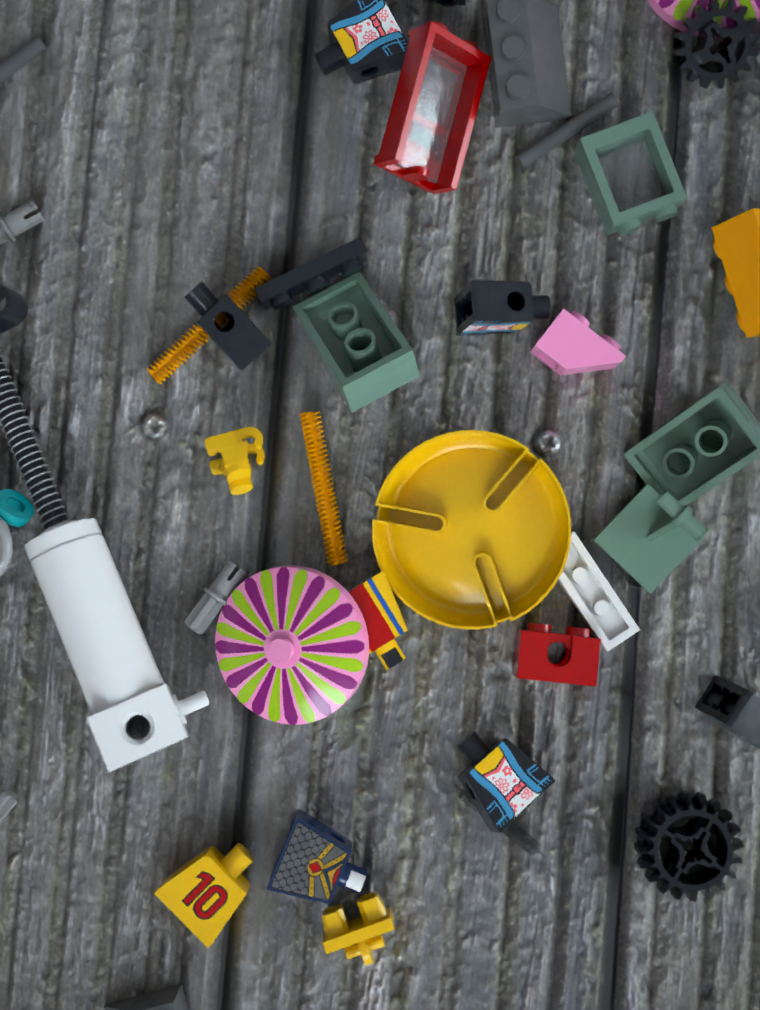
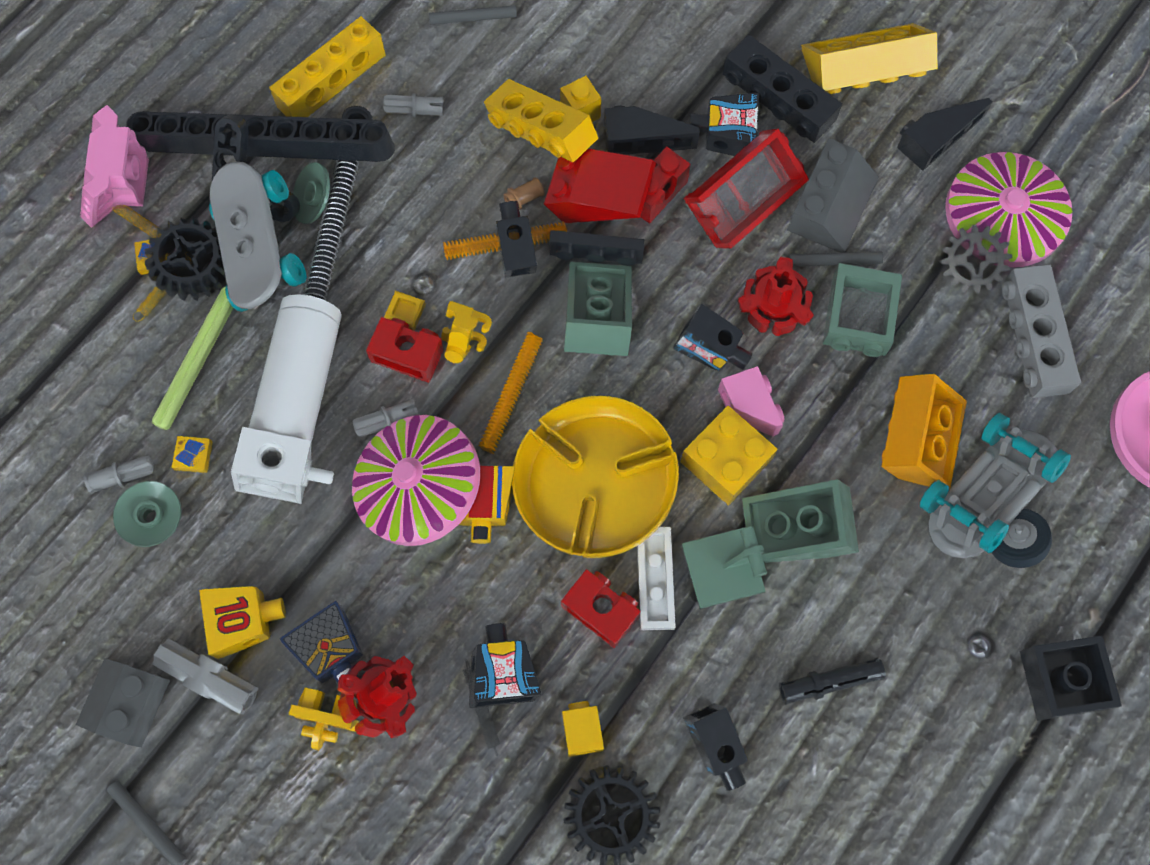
camera: 30 degrees right, 15 degrees down
(29, 858) = (134, 506): none -> sand green dish
(43, 756) = (192, 454): none -> yellow tile
(155, 468) = (405, 308): none -> yellow tile
(162, 167) = (541, 120): none -> yellow brick
(162, 516) = (417, 361): none -> red brick
(188, 114) = (582, 97): none -> yellow brick
(194, 260) = (525, 192): none -> medium nougat pin
(217, 965) = (205, 676): none -> light grey piece
(274, 205) = (599, 187): none -> red slope
(276, 106) = (641, 131): none -> black slope
(328, 180) = (668, 168): none -> red brick
(401, 879) = (380, 695): none -> red piece
(526, 222) = (777, 296): none -> red piece
(588, 420) = (728, 455): none -> yellow brick
(612, 784) = (582, 729): none -> yellow brick

